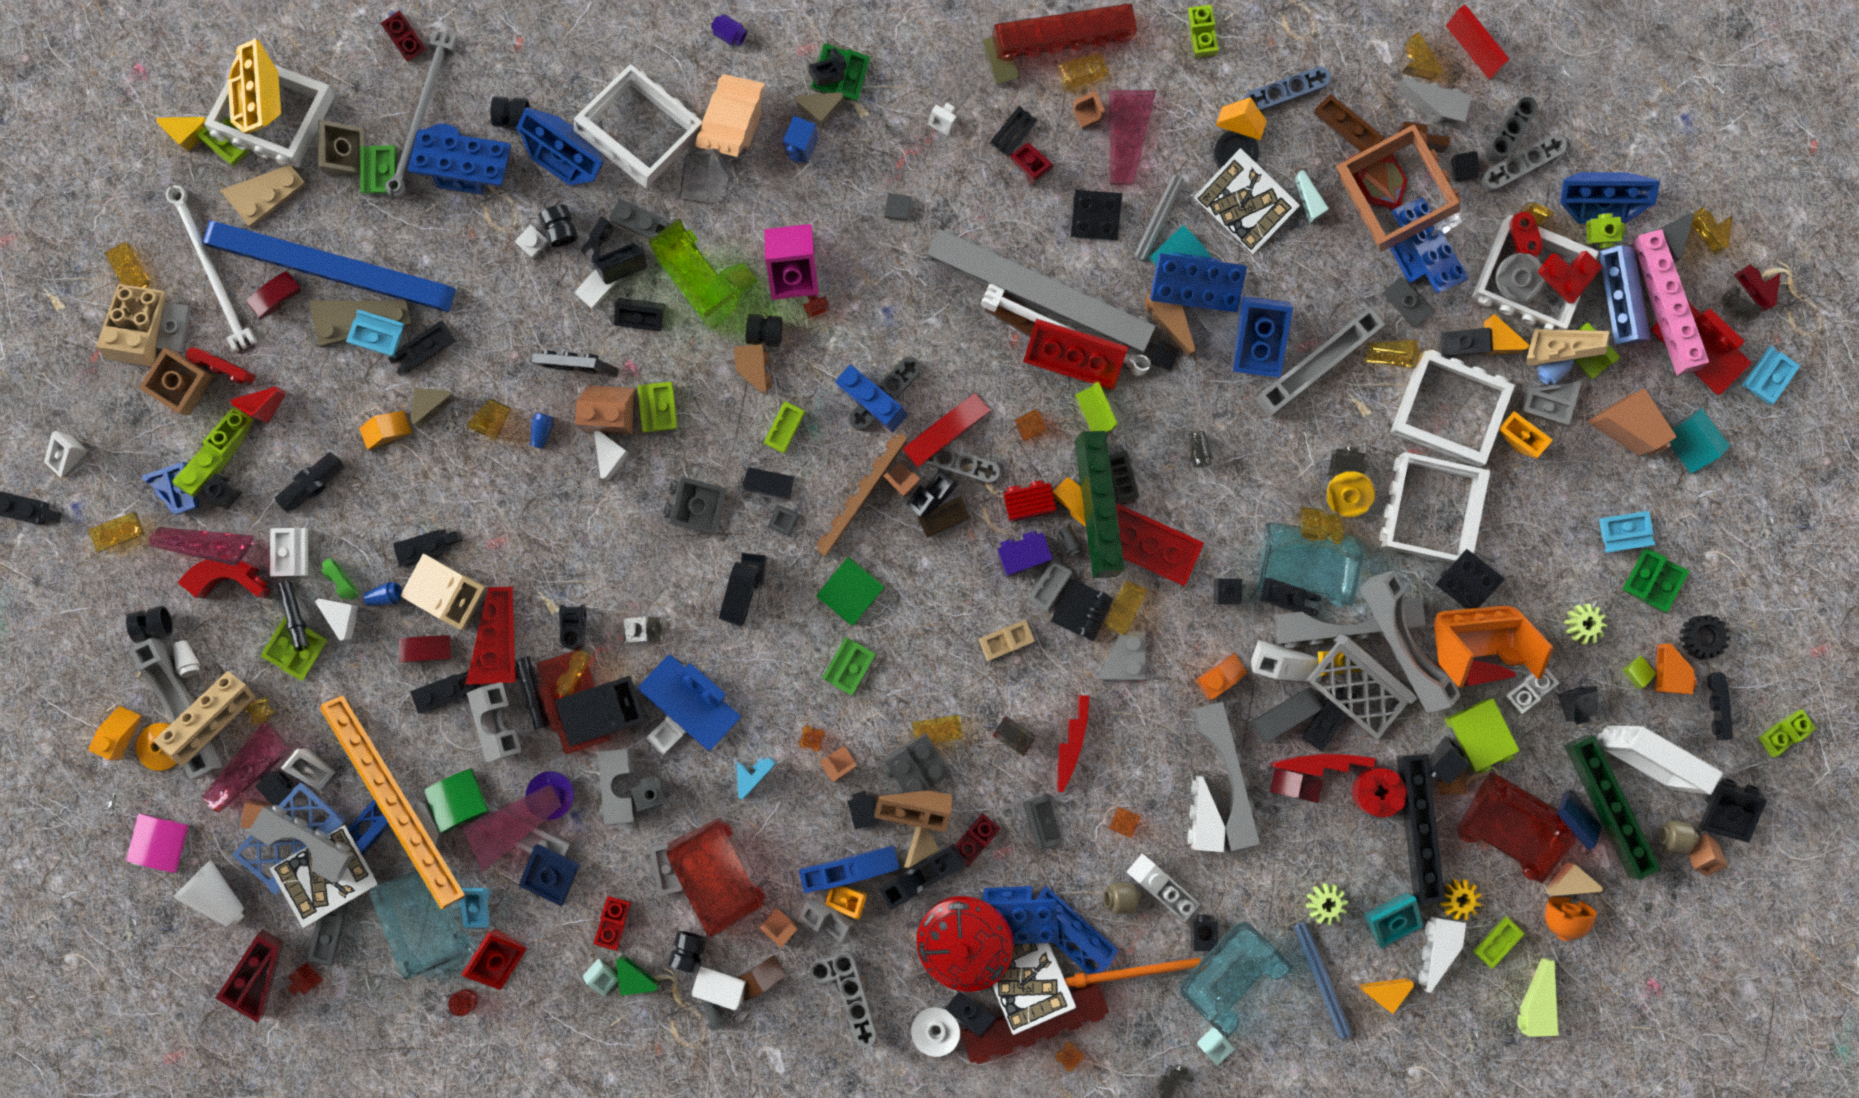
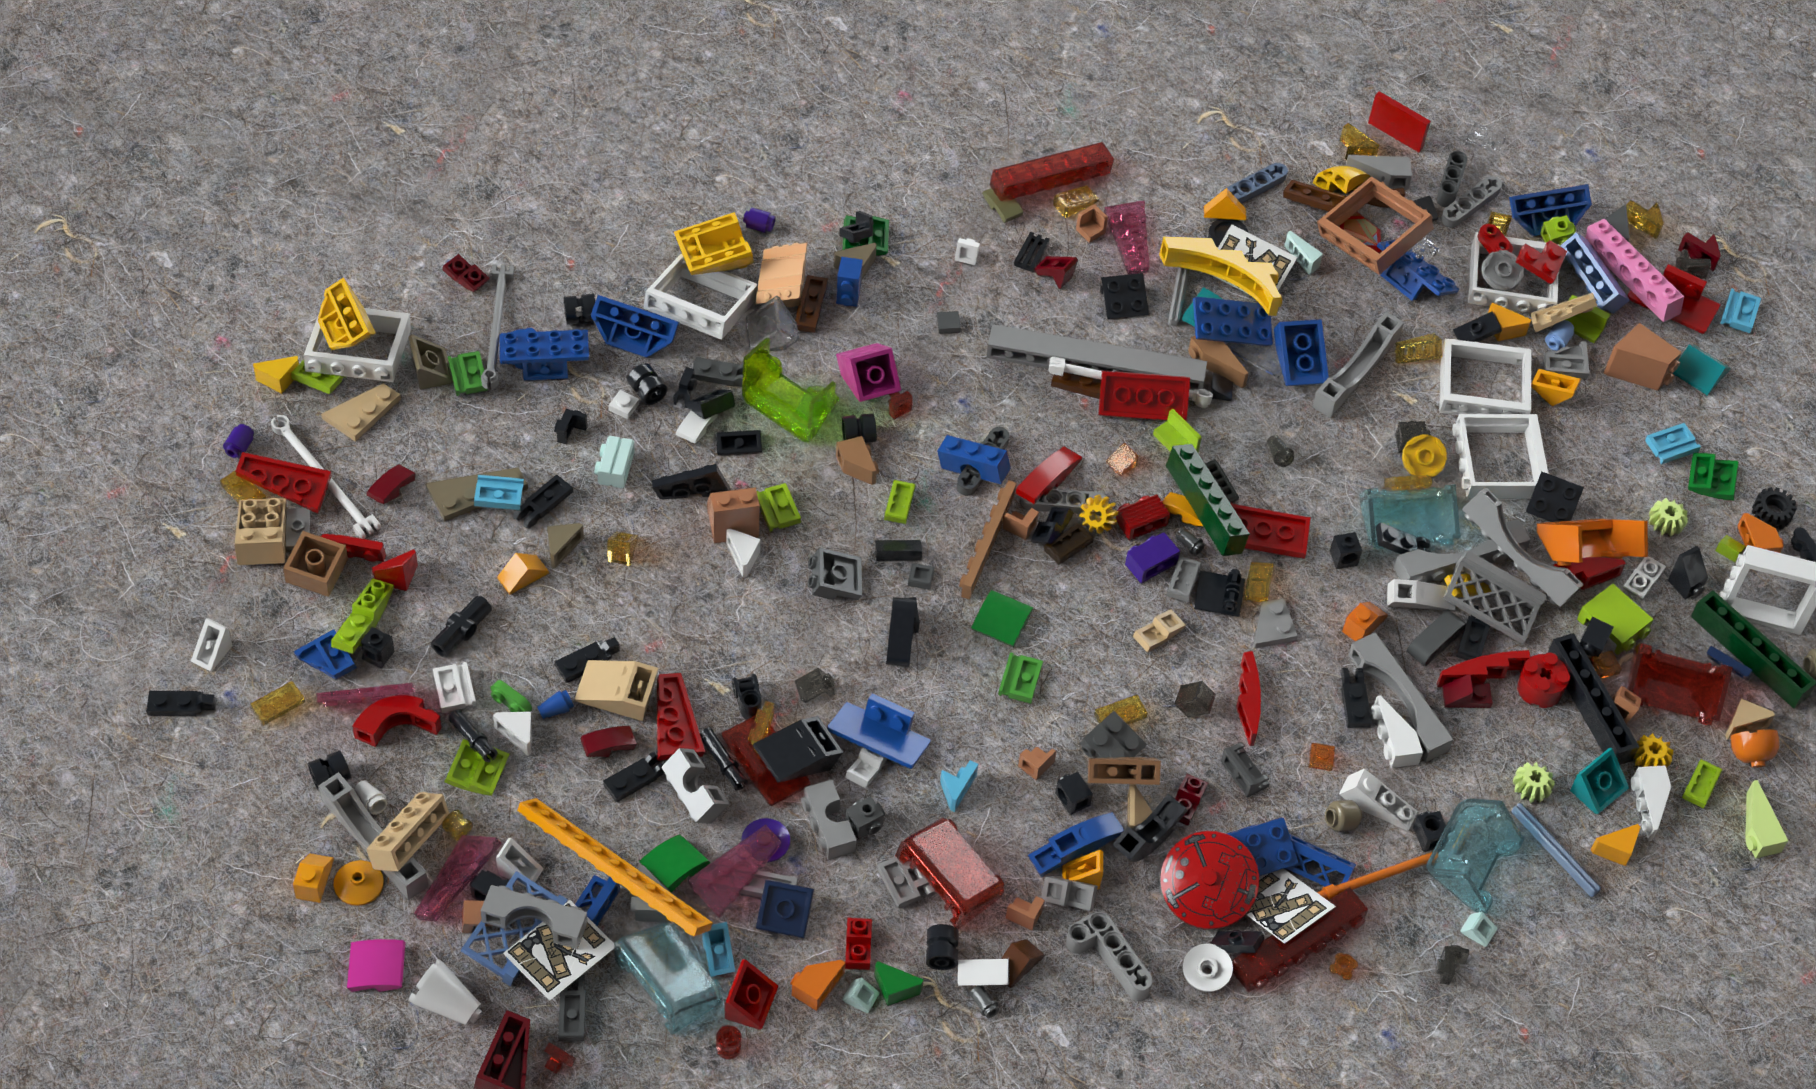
camera: 20 degrees left, 30 degrees down
(130, 208) = (238, 441): none -> dark purple brick
(175, 275) = (289, 480): none -> red wing
(329, 266) = (438, 452): blue beam -> none
(463, 260) = (569, 420): none -> black bracket
(504, 316) = (615, 461): none -> light aqua brick
(540, 429) = (673, 541): blue cone -> none
(559, 959) = (817, 982): none -> orange slope
(668, 61) = (714, 246): none -> yellow slope
(757, 153) = (811, 303): none -> reddish brown plate
(805, 742) = (1004, 739): clear orange plate -> none
(982, 493) = (1105, 520): none -> yellow gear
(1180, 765) = (1355, 700): none -> black hinge
(1203, 31) = (1167, 157): lime slope -> none
(1221, 206) = (1201, 254): none -> yellow arch
(1386, 108) = (1341, 177): none -> yellow brick
(1407, 302) = (1415, 314): dark grey plate -> none
(1453, 843) = (1626, 703): none -> nougat panel

